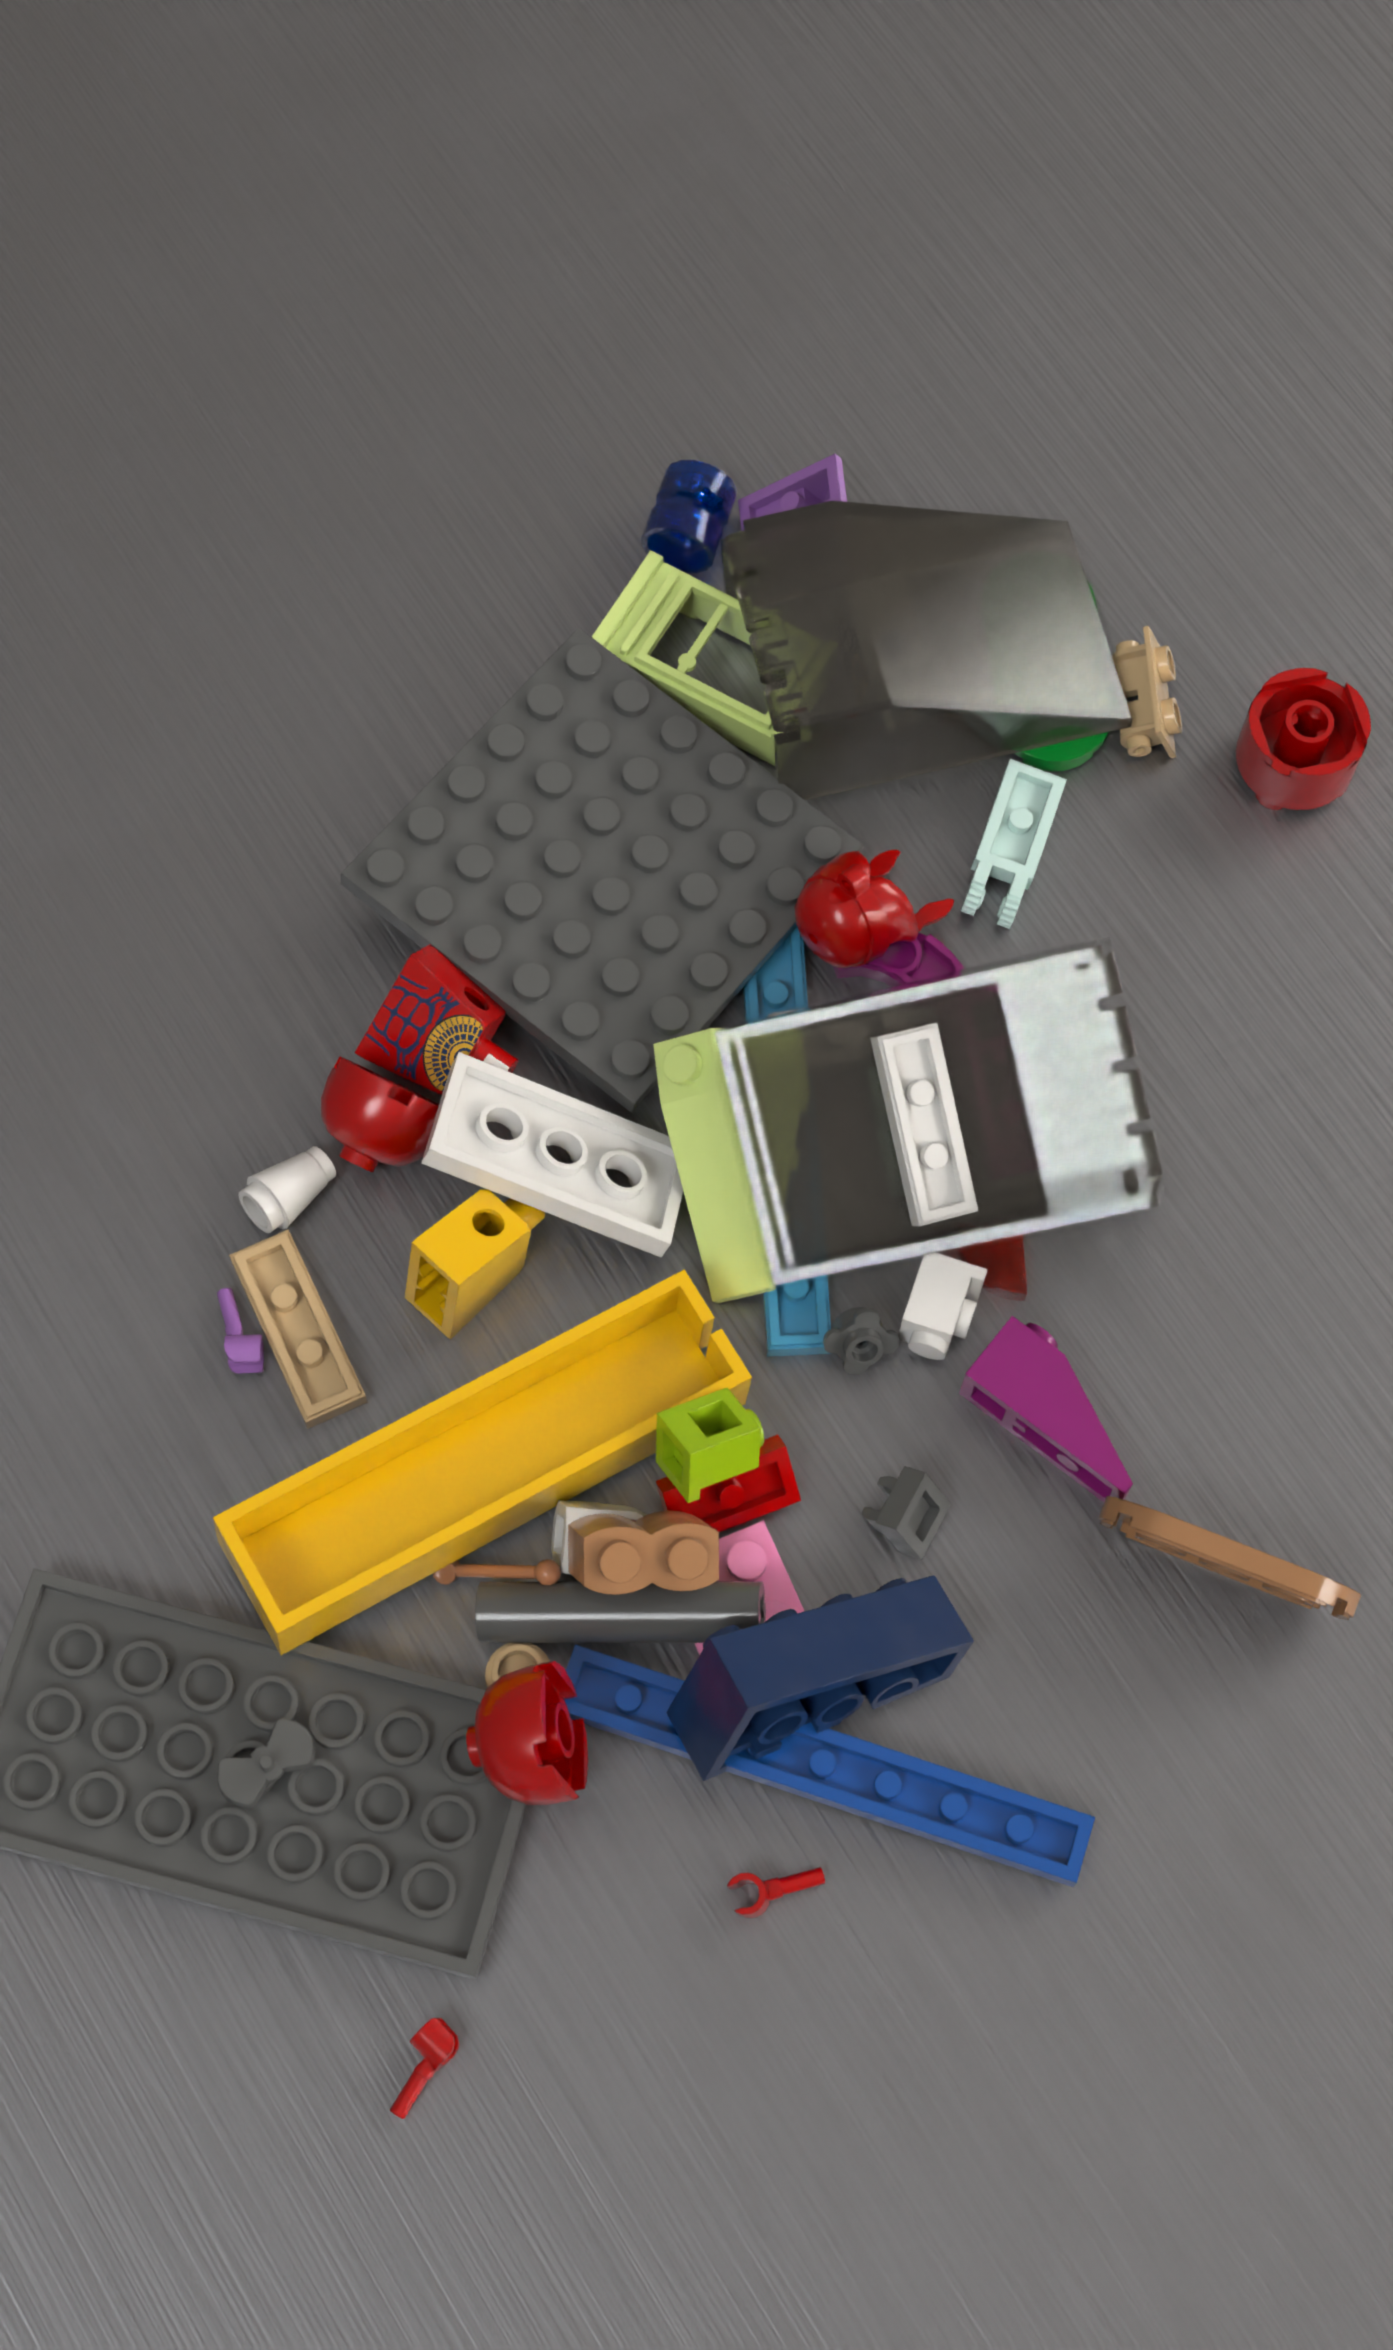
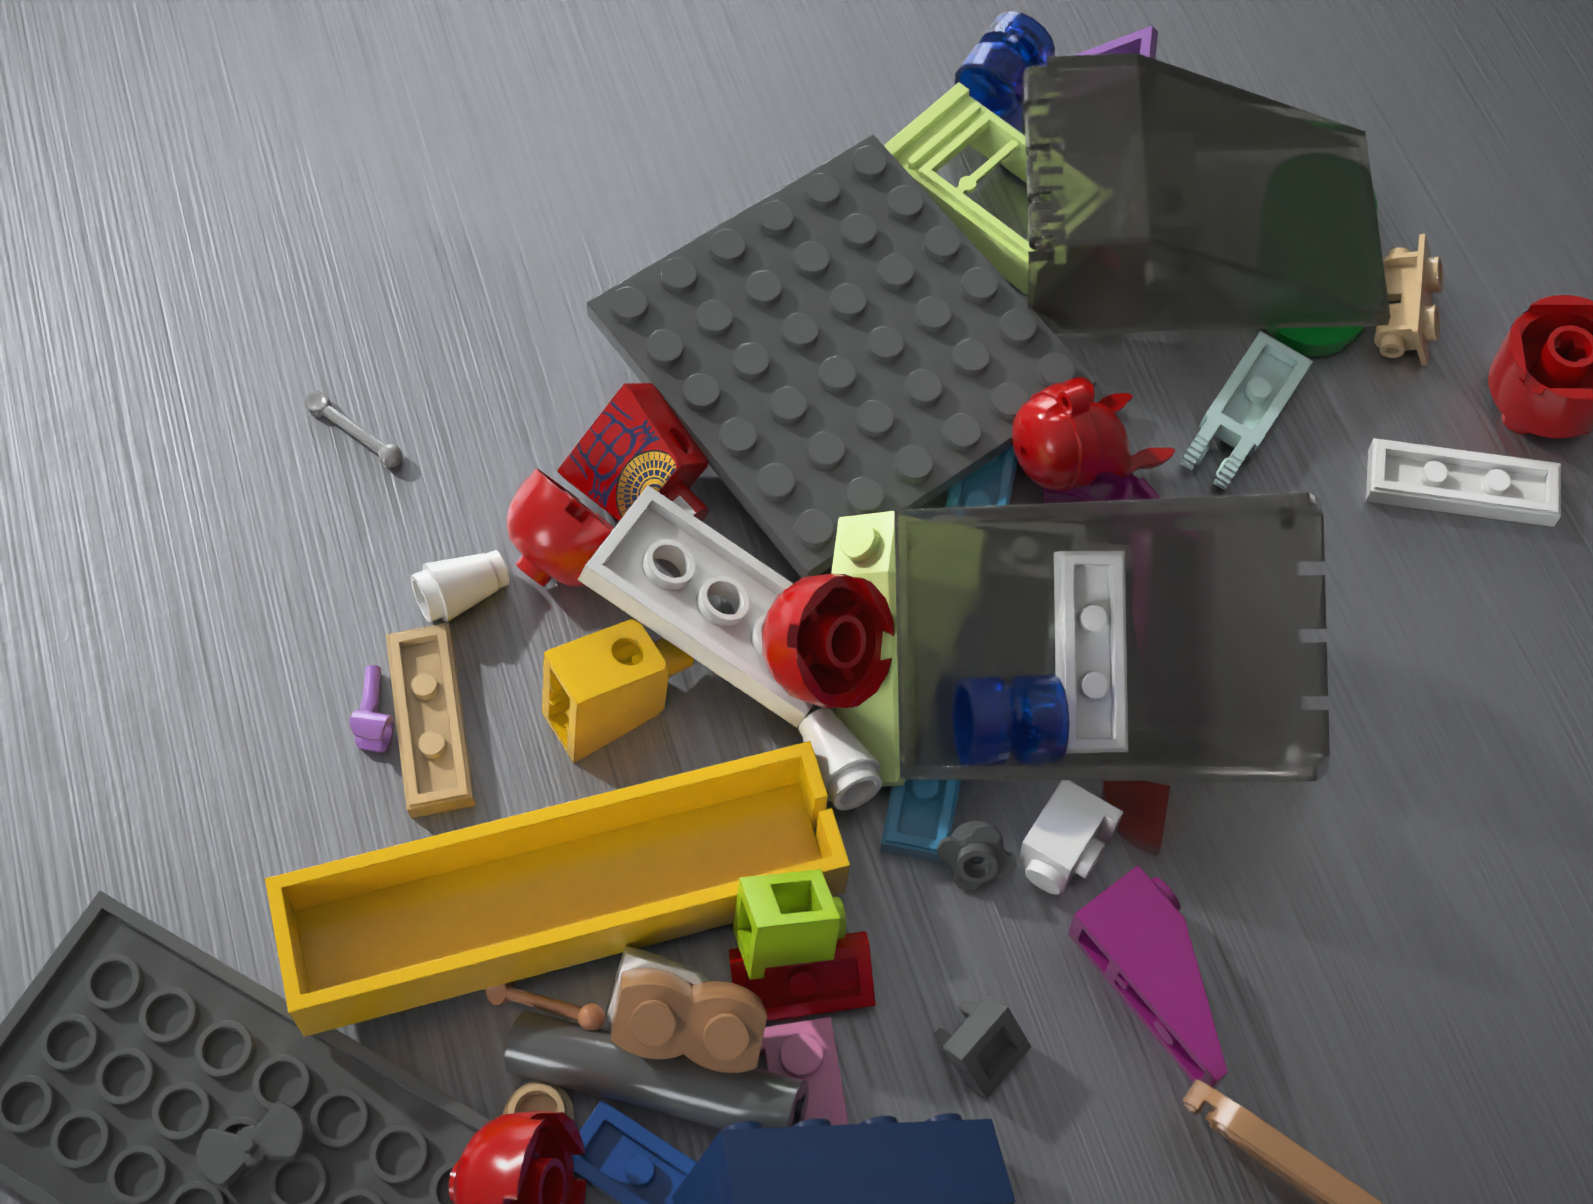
camera: 20 degrees right, 5 degrees down
(79, 1032) = (320, 405): none -> light grey hinge
(677, 1170) = (828, 640): none -> red cylinder
(718, 1280) = (844, 762): none -> white cone
(875, 1205) = (1015, 719): none -> clear blue wheel
(1232, 872) = (1464, 482): none -> white tile

